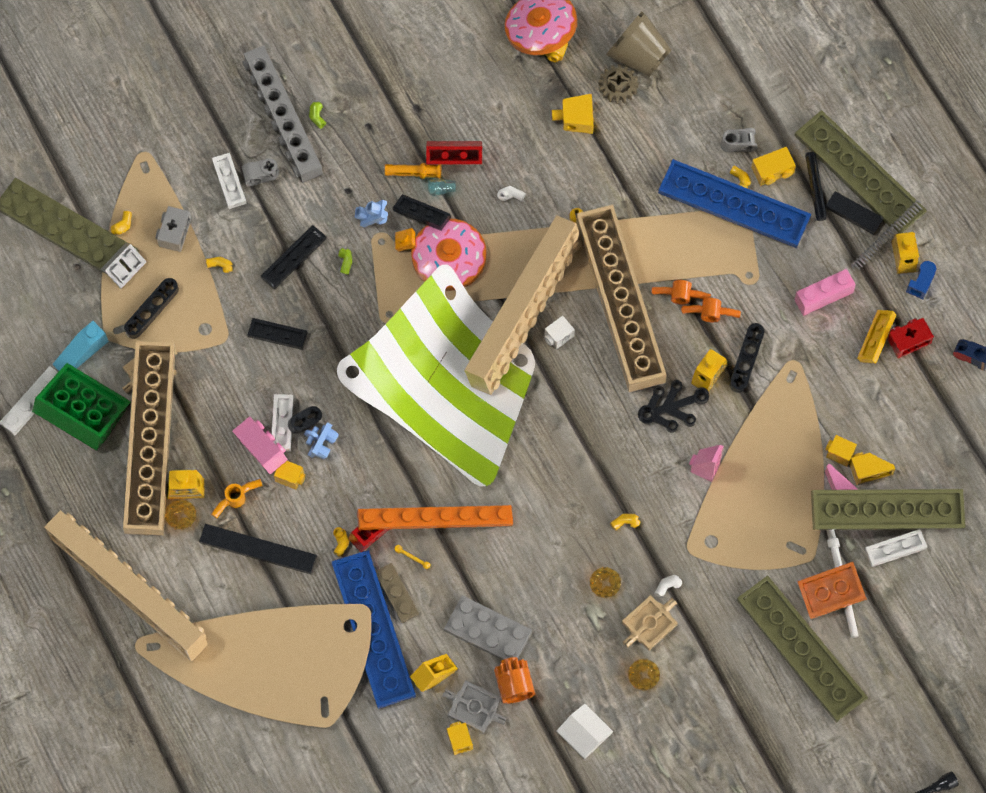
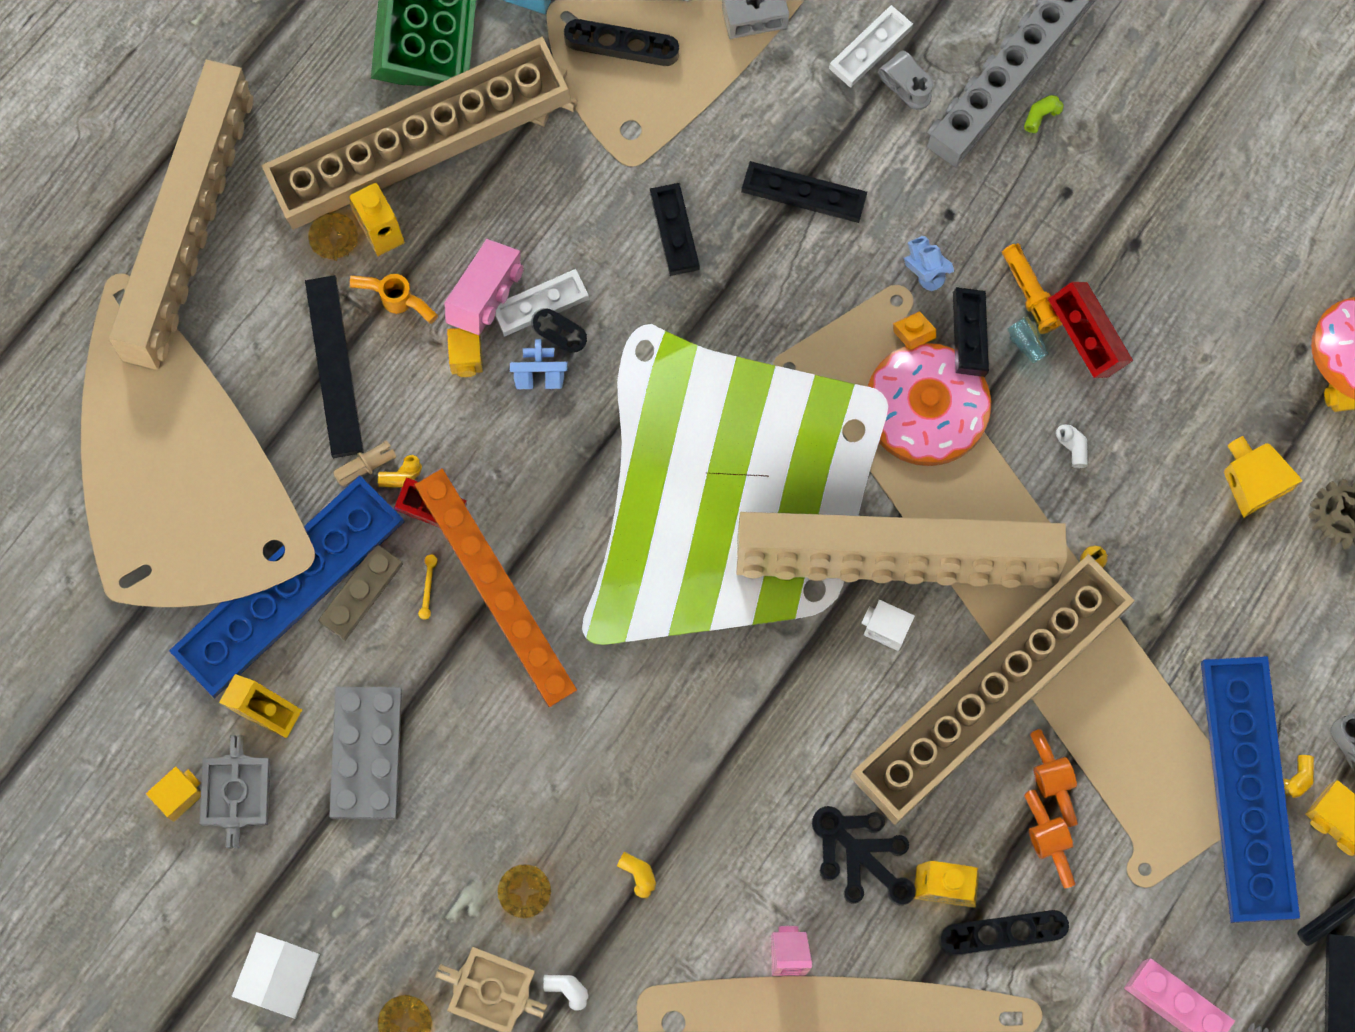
camera: 60 degrees right, 5 degrees up
(220, 261) = (741, 98): yellow arm -> none
(325, 557) = (364, 464): none -> tan axle
(347, 261) = (836, 267): lime arm -> none
(514, 680) = (298, 829): orange gear -> none

